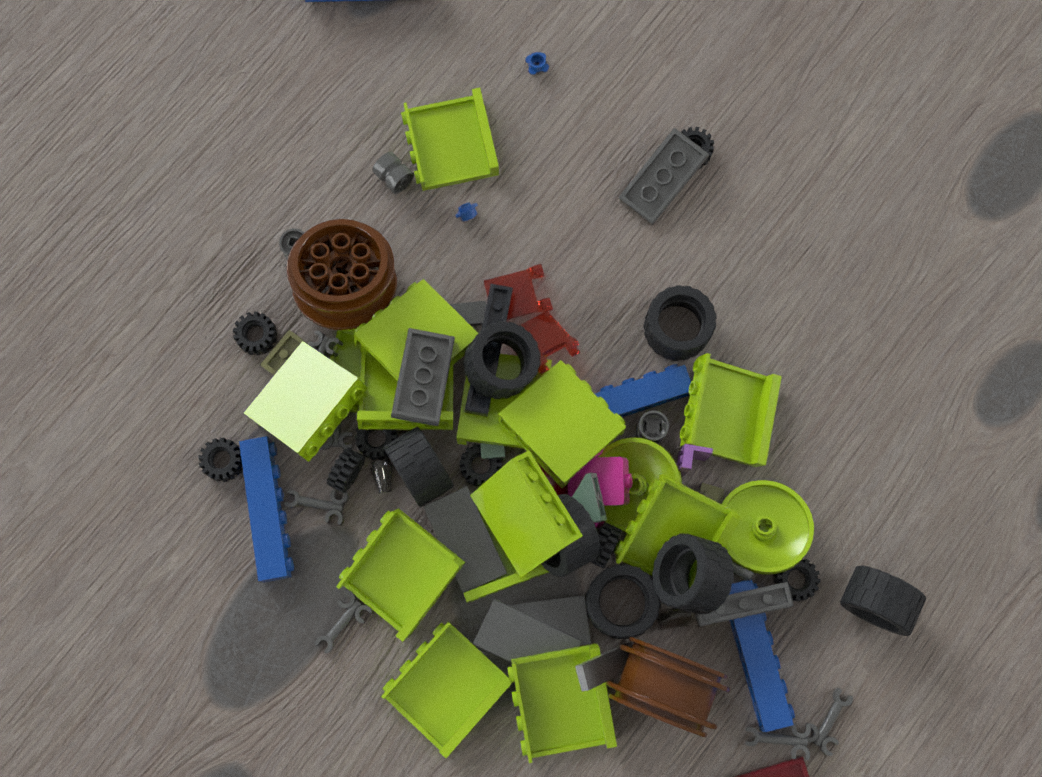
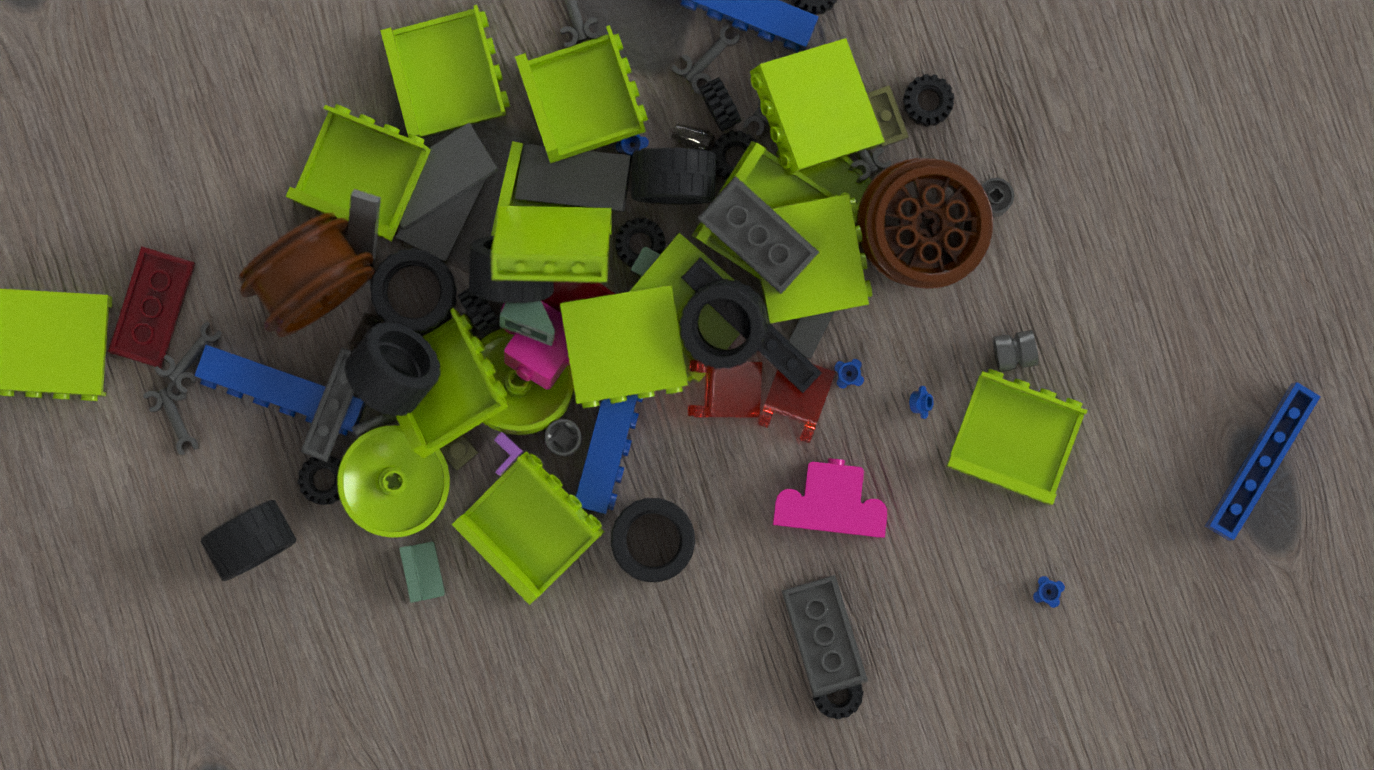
camera: 125 degrees right, 10 degrees up
(418, 511) = (624, 145): none -> blue plate
(478, 264) = (842, 369): none -> blue plate
(573, 227) = (831, 502): none -> dark pink brick
(809, 468) = (422, 571): none -> sand green panel

